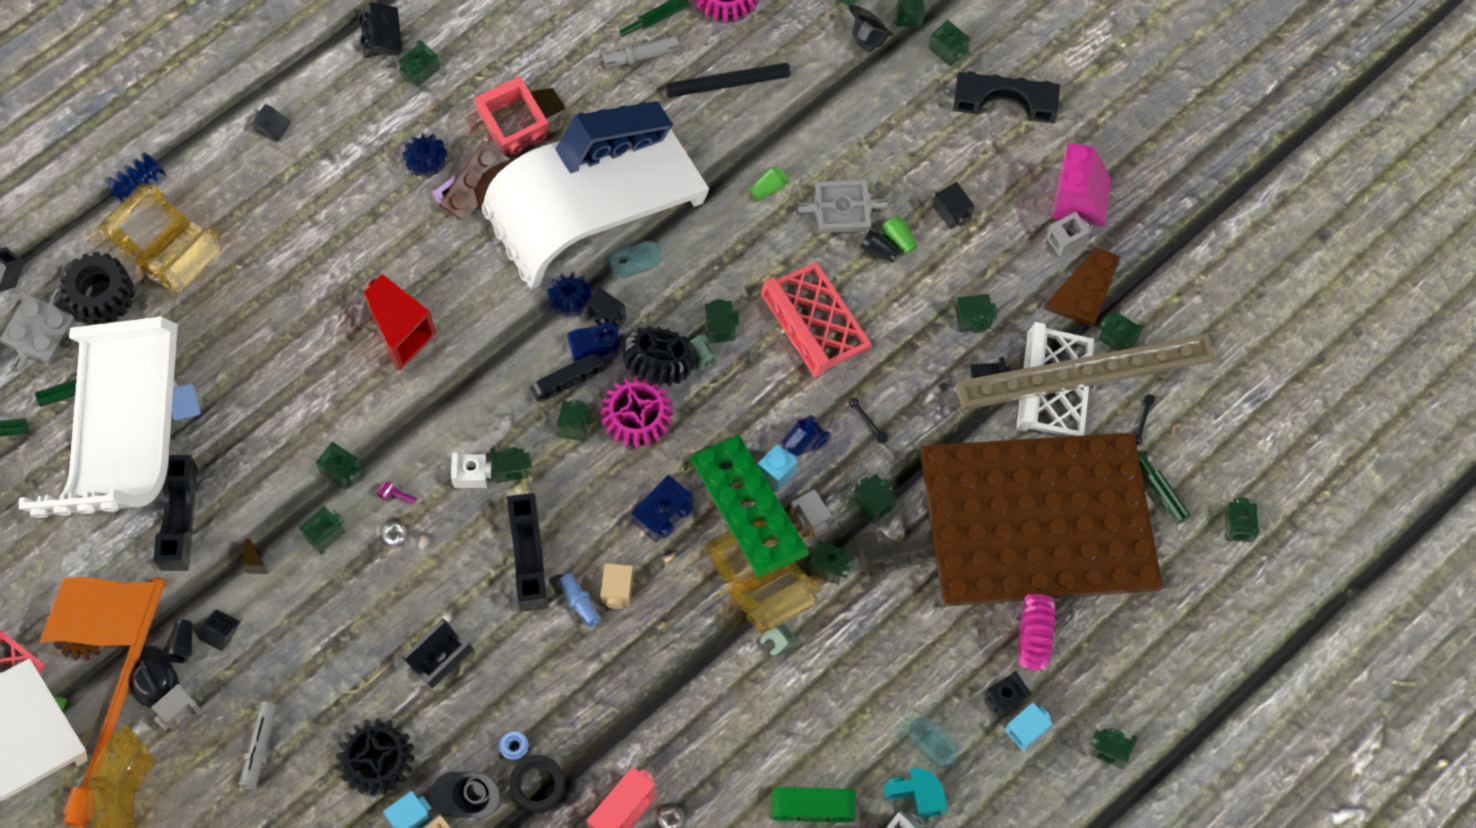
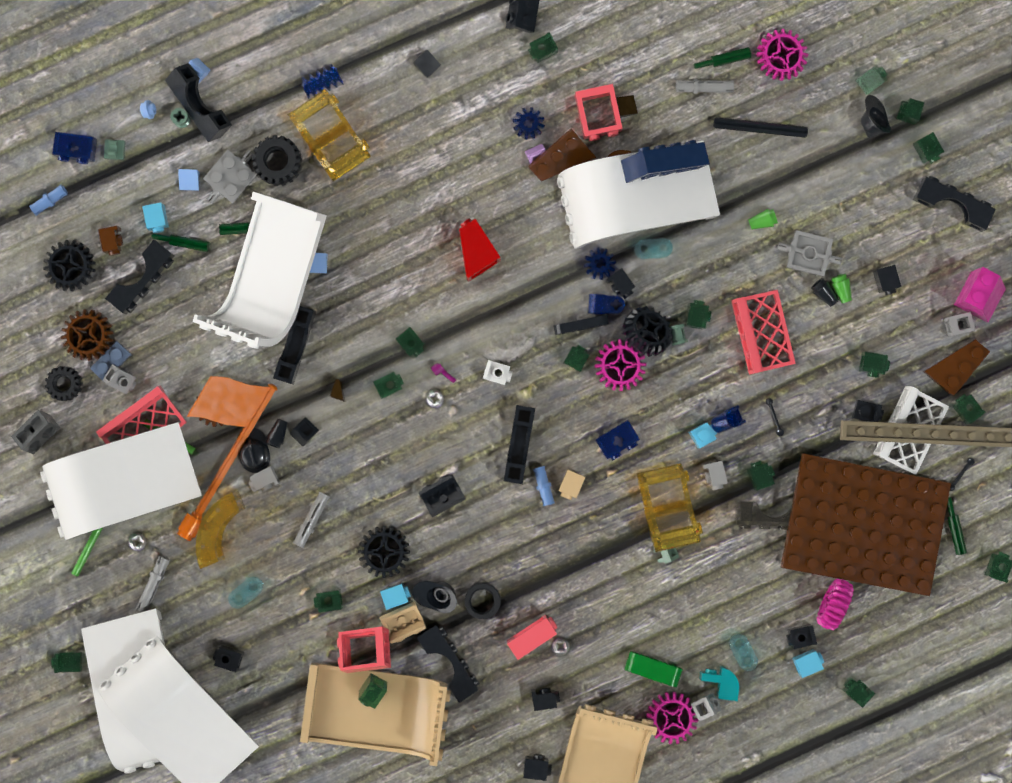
camera: 15 degrees right, 20 degrees up
(510, 464) = (525, 376): clear green brick -> none
(512, 737) = (469, 574): light blue plate -> none
(740, 519) = (665, 469): green plate -> none
(829, 563) = (716, 512): clear green brick -> none

